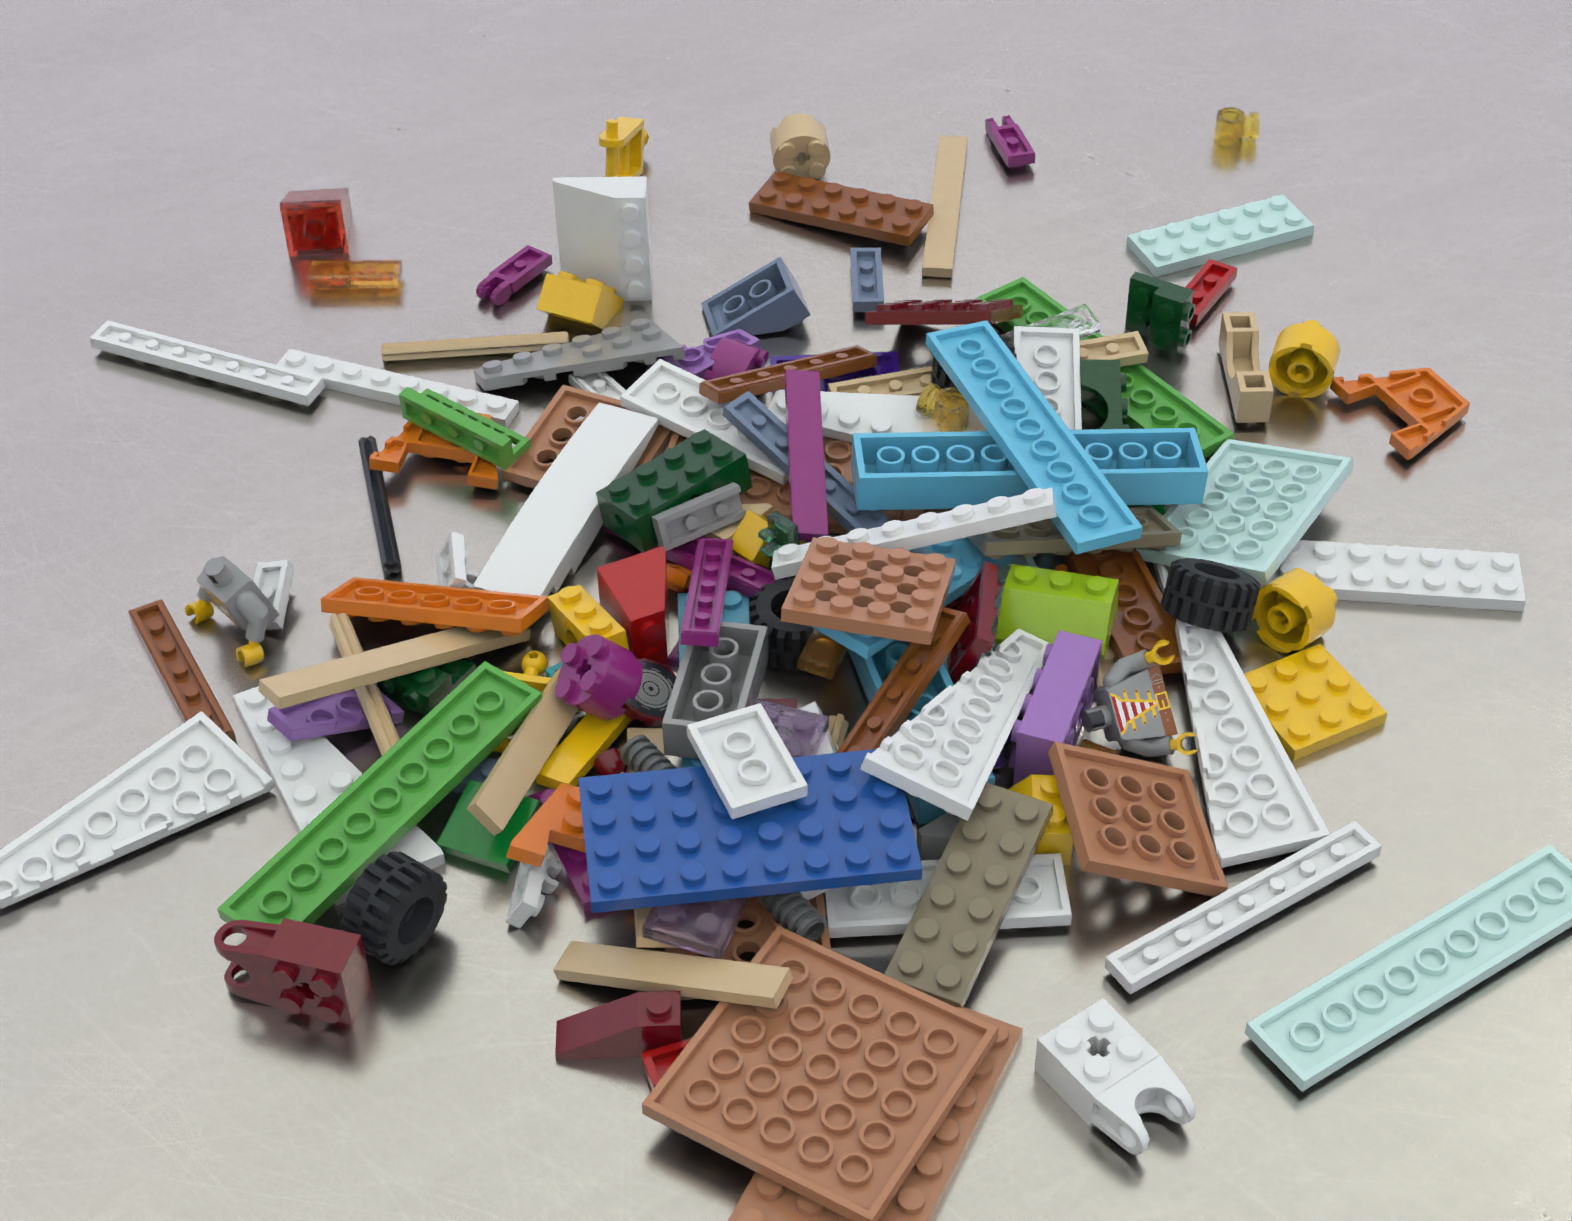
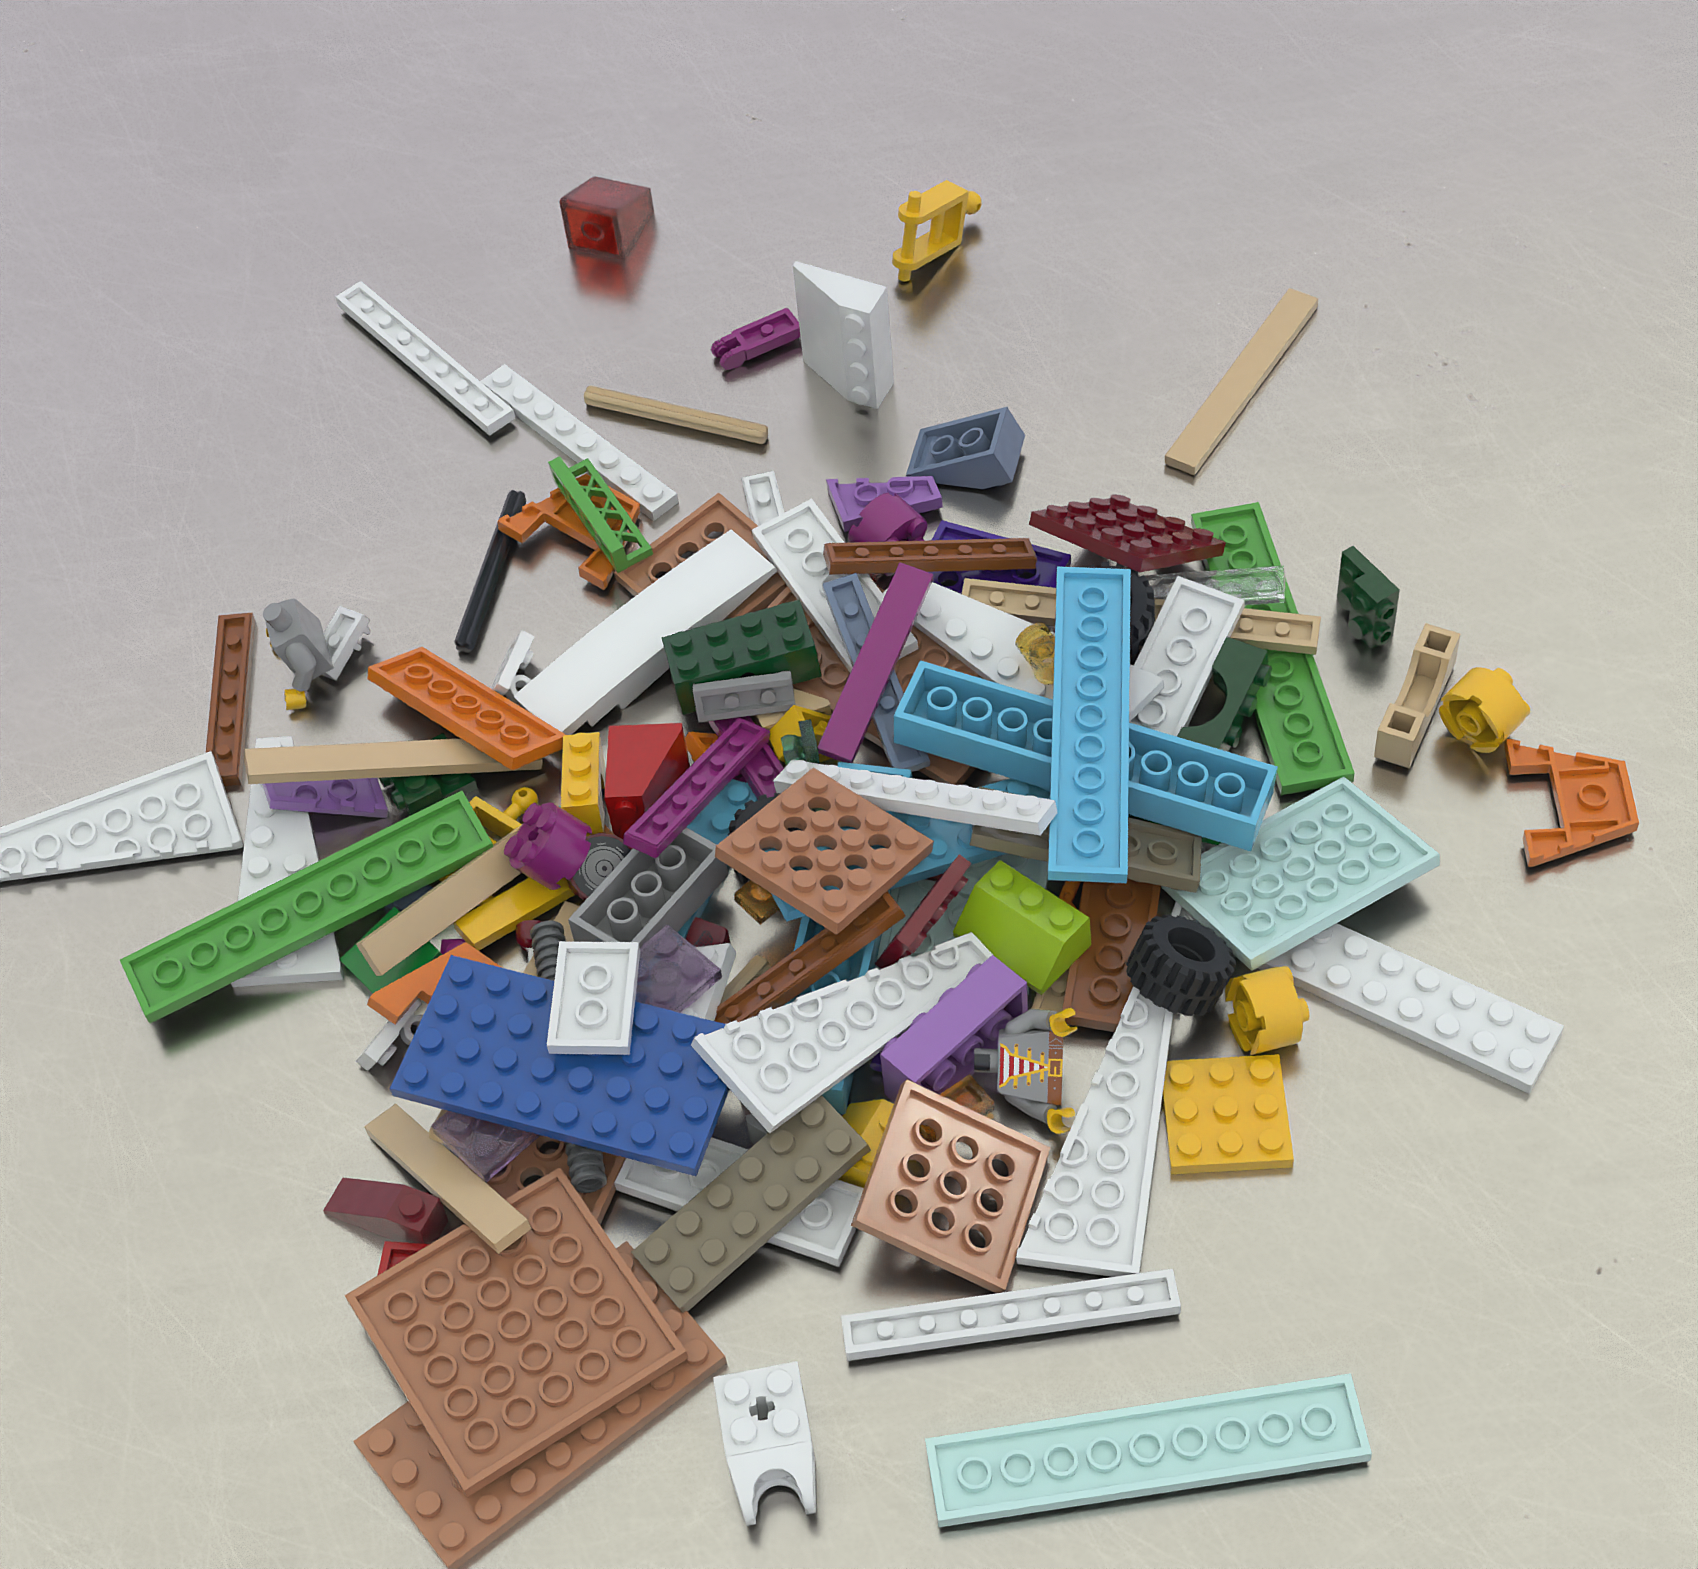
camera: 30 degrees right, 10 degrees up
(298, 968) = (153, 1046): dark red brick -> none
(354, 274) = (610, 292): clear orange plate -> none
(368, 695) = (359, 788): tan axle -> none
(394, 907) = (254, 1017): black tyre -> none
(579, 300) = (797, 392): yellow slope -> none
(584, 355) = (767, 461): light grey wing -> none
(800, 146) = (1122, 266): tan brick -> none
(842, 208) = (1128, 354): dark orange plate -> none
(866, 278) = (1098, 453): sand blue plate -> none
(1010, 142) = (1360, 320): magenta hinge -> none
(1209, 286) = (1445, 580): red plate -> none
(1219, 235) = (1517, 511): light aqua plate -> none
(1234, 125) = (1623, 371): clear yellow piece -> none

